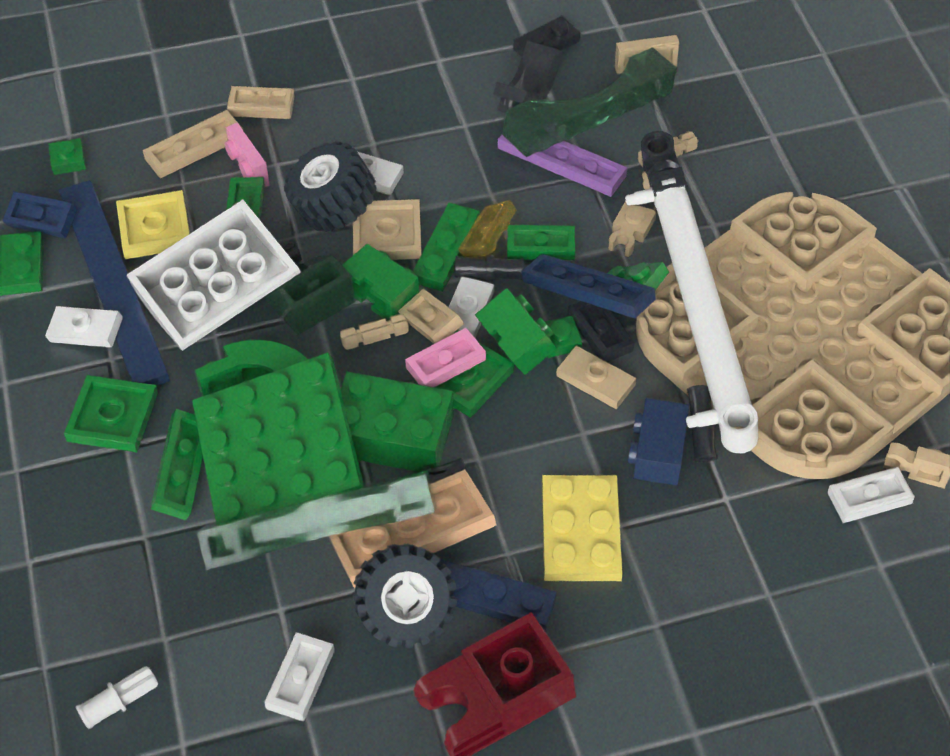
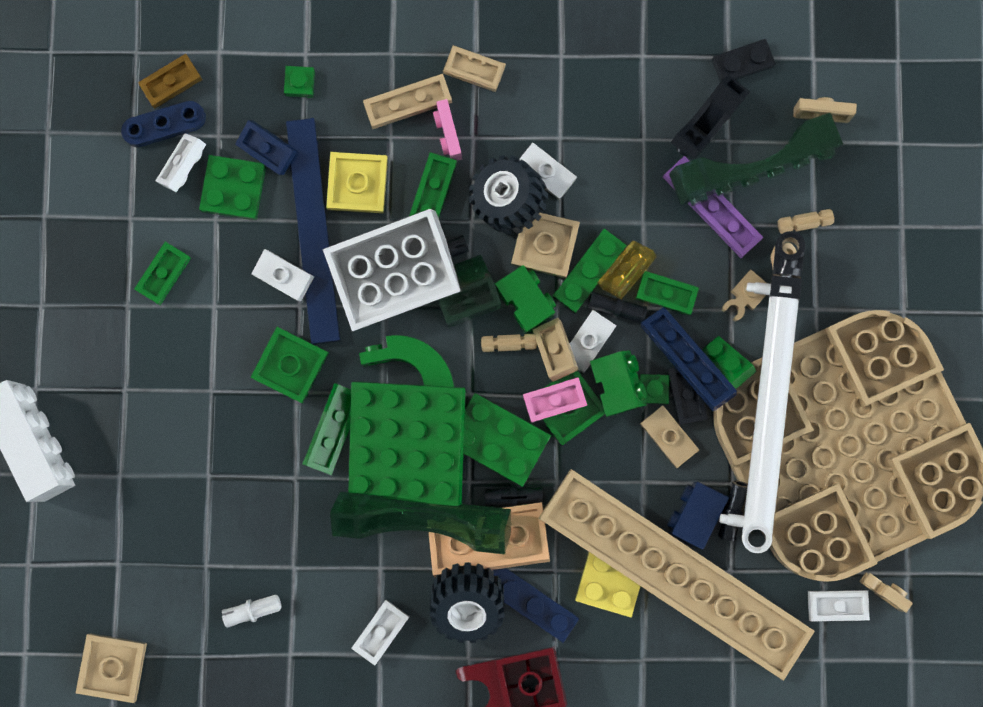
camera: 15 degrees right, 30 degrees up
(662, 505) = (676, 574): none -> tan plate

